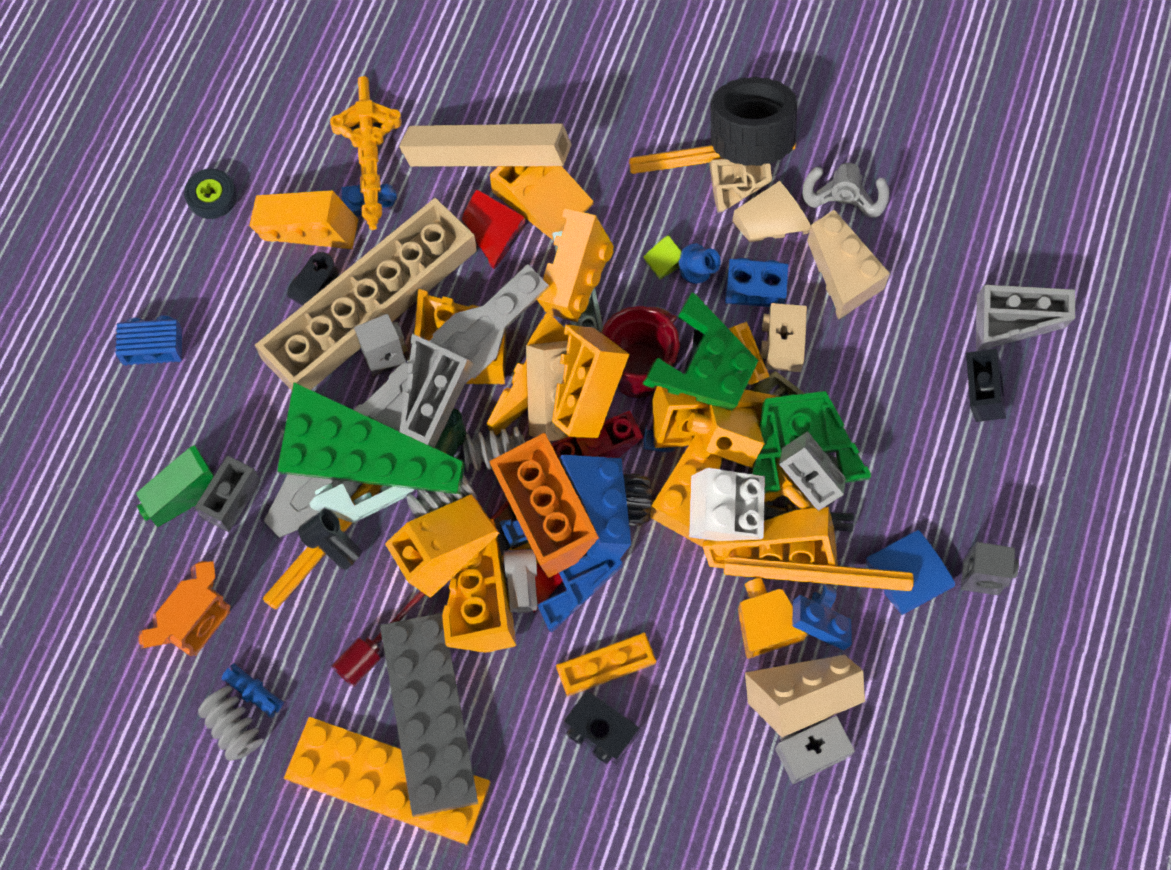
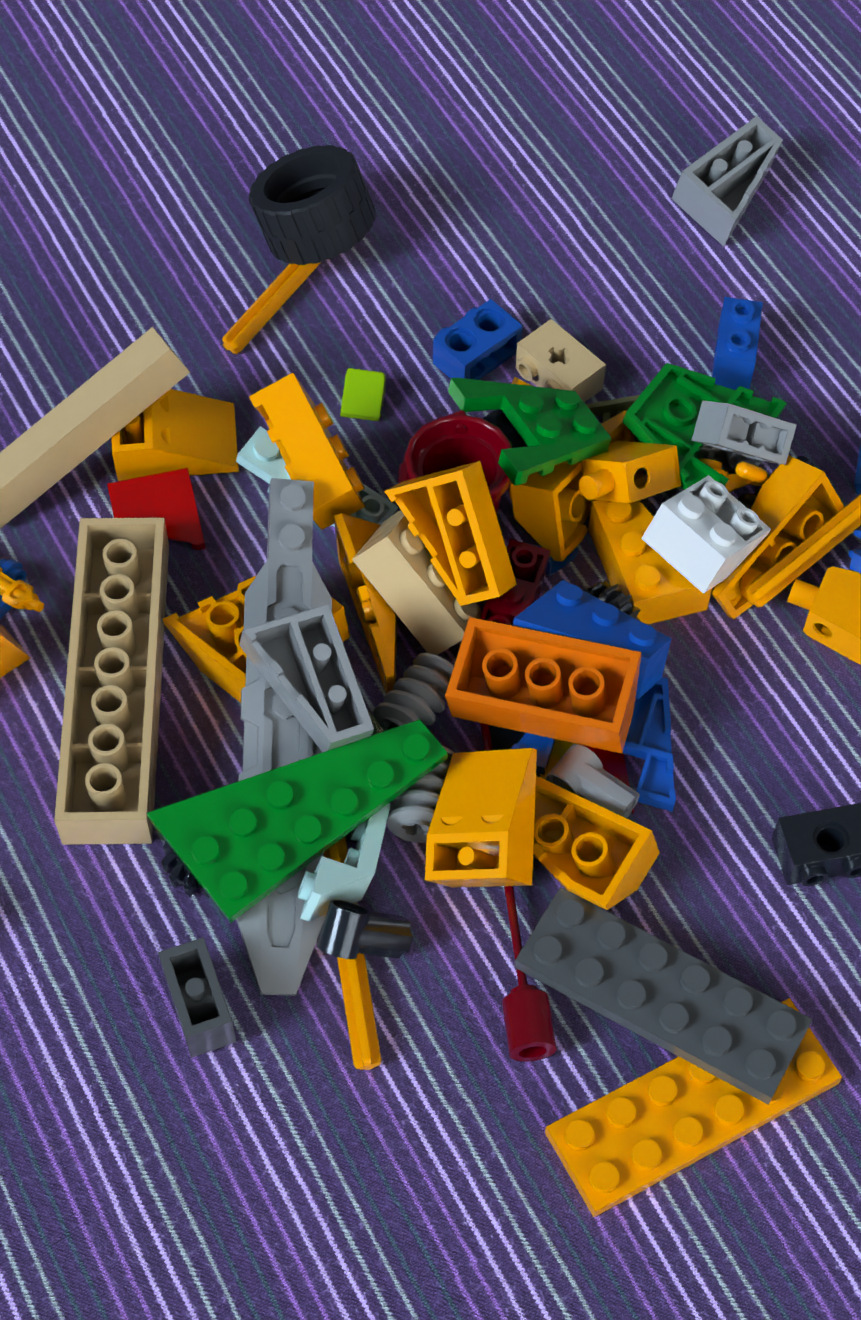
camera: 50 degrees left, 10 degrees down
(175, 488) = (133, 1044): slope -> none
(189, 613) = (292, 1154): orange slope -> none
(228, 726) = (477, 1217): light grey piece -> none
(252, 690) = (456, 1165): blue pin -> none
(312, 278) = (33, 719): black piece -> none
(381, 344) = (187, 704): light grey brick -> none
(606, 664) = (754, 791): light orange tile -> none
(698, 263) = (406, 368): blue piece -> none
(736, 181) = (347, 279): tan slope -> none
(770, 215) = (417, 280): tan slope -> none
(845, 189) = (458, 202): light grey piece -> none
(845, 263) = (533, 261): tan wedge -> none
(899, 416) = (737, 342): none -> blue brick
(985, 385) = (775, 255): black brick -> none

